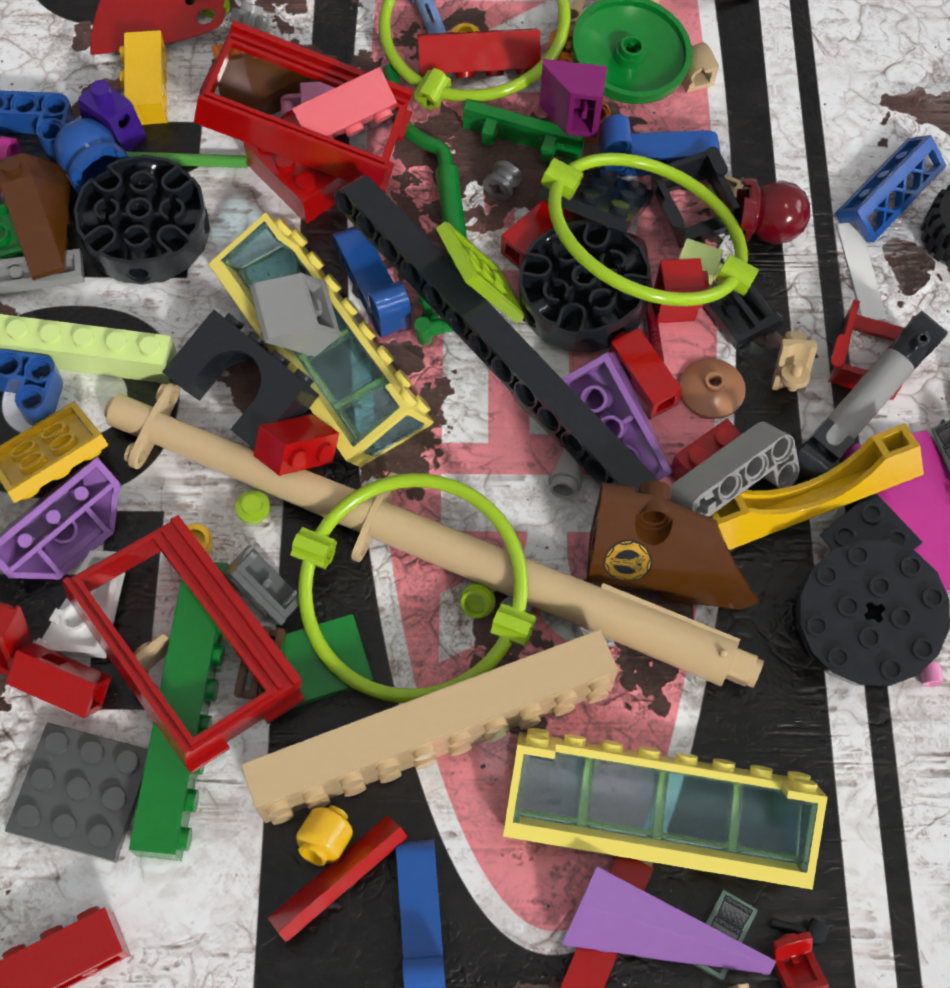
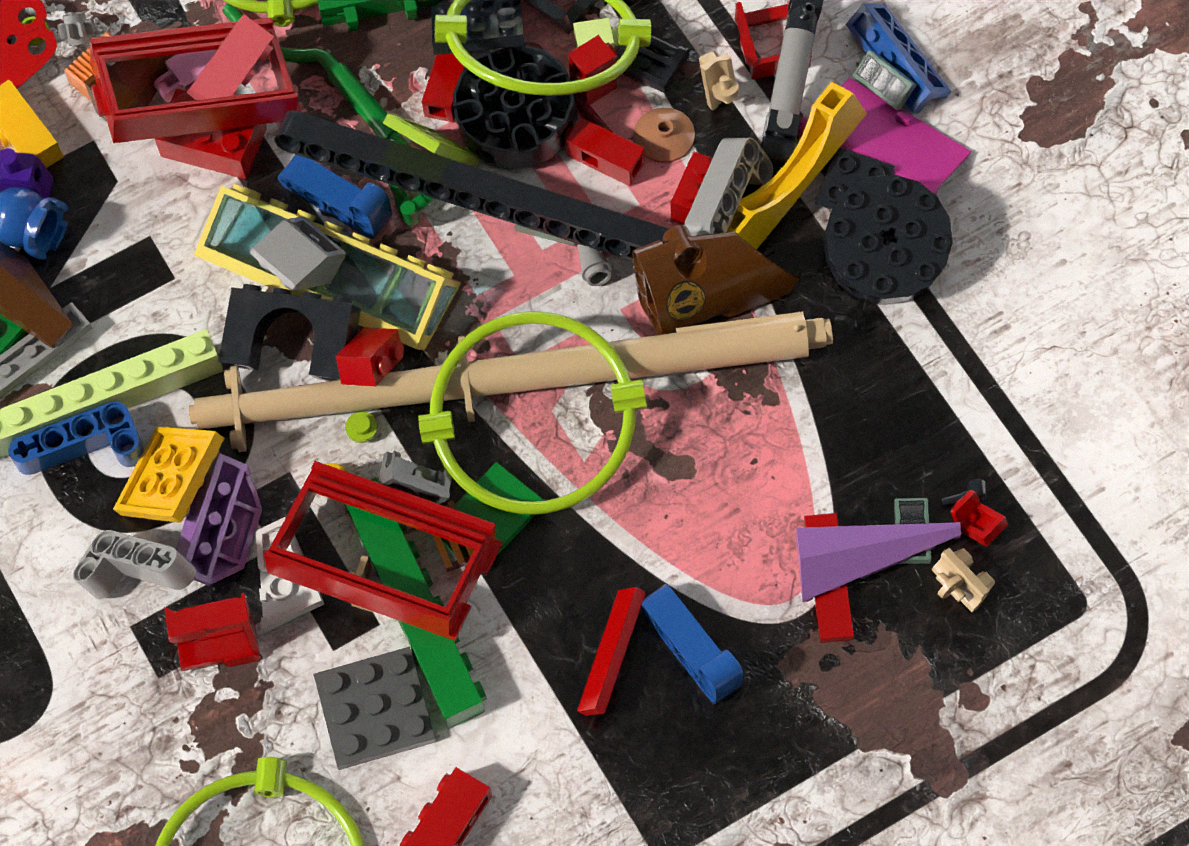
camera: 25 degrees left, 0 degrees up
(58, 680) = (301, 637): red brick -> none
(142, 219) = (110, 249): black brick -> none
(200, 160) = (110, 177): bright green bar -> none
(324, 835) = (582, 628): yellow head -> none
(430, 727) = (613, 506): tan brick -> none
(477, 600) = (585, 398): lime plate -> none
(502, 180) = (389, 54): flat silver wheel -> none
(612, 398) = (593, 184): medium lavender wedge -> none
(666, 808) = (817, 466): window -> none
(932, 675) = (956, 262): bright pink hand -> none

